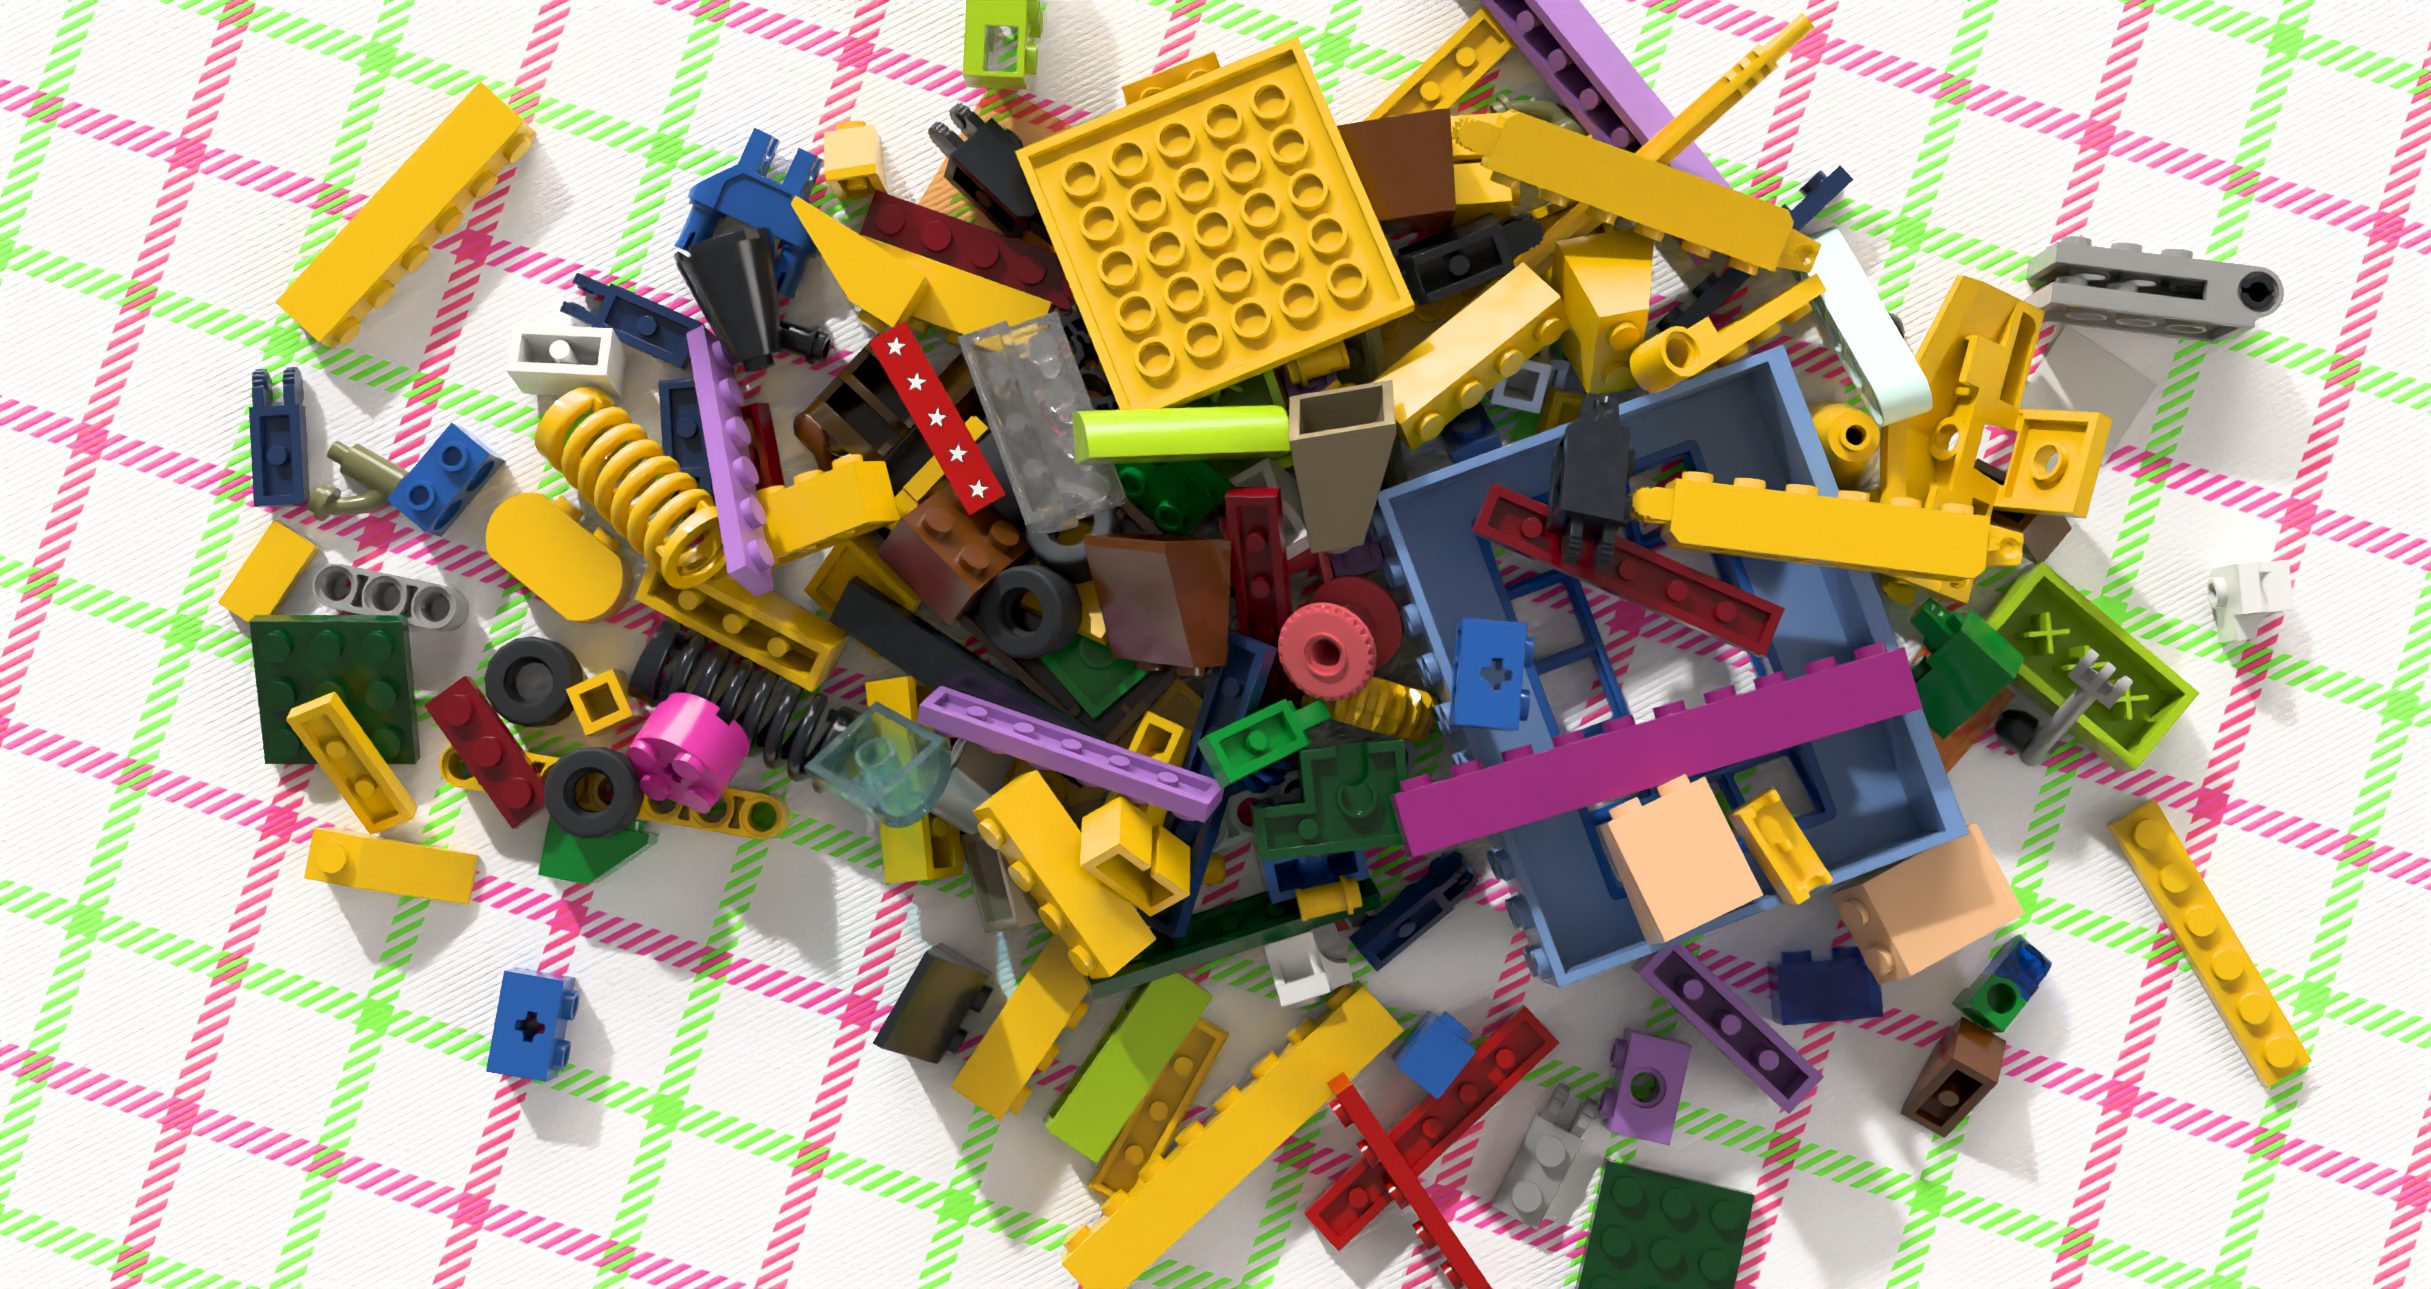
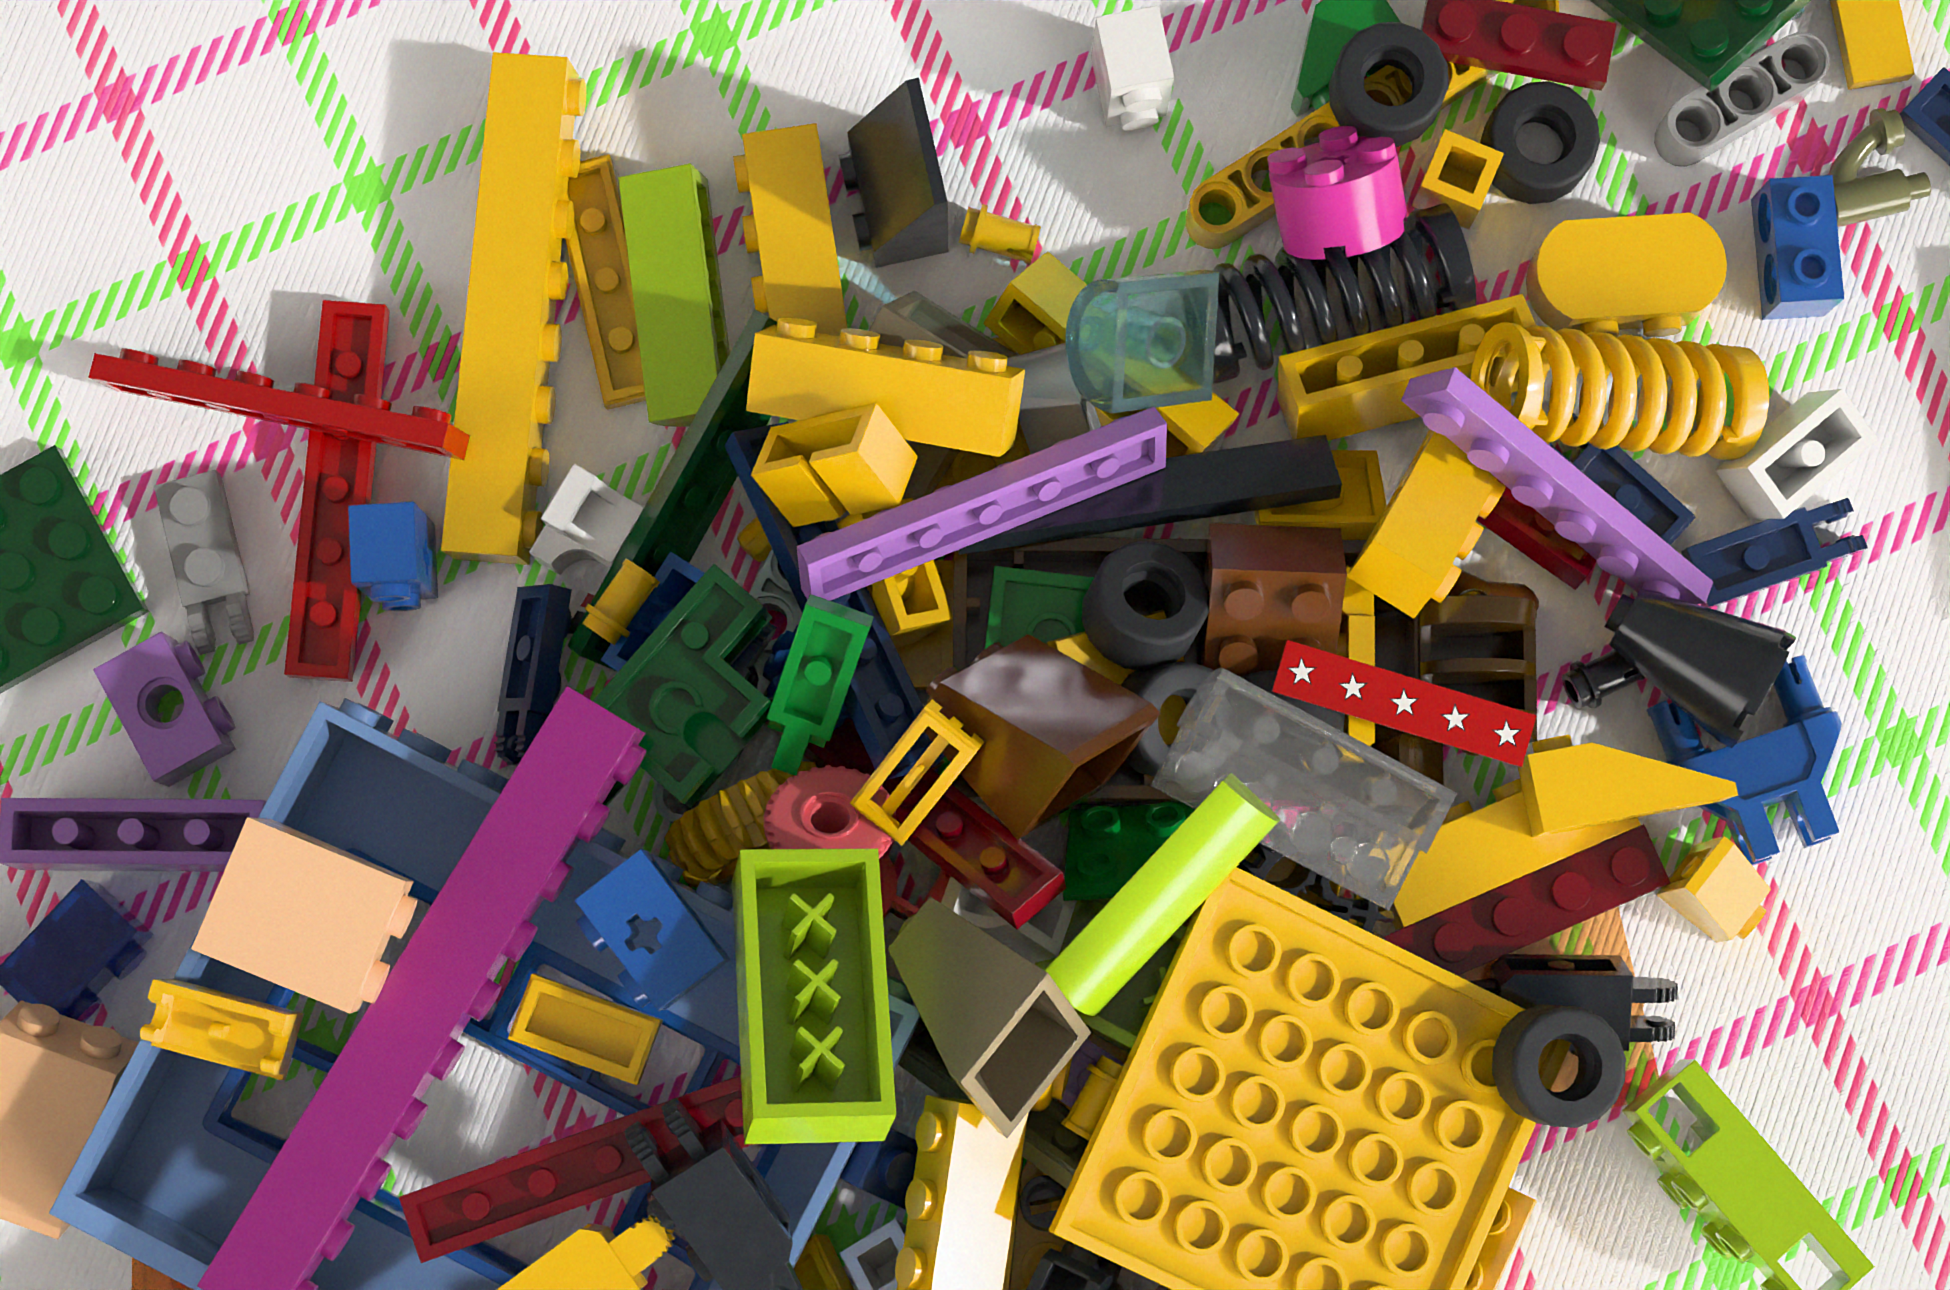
camera: 135 degrees right, 5 degrees down
(732, 946) = (1132, 68): none -> white brick
(903, 922) = (999, 234): none -> yellow pin
(1030, 112) = (1599, 1065): none -> black tyre
(1217, 633) = (948, 732): none -> yellow tile
(1394, 345) = (1037, 1192): none -> black hinge
(1432, 551) = (812, 996): none -> lime brick
(1575, 656) = (585, 1029): none -> yellow tile

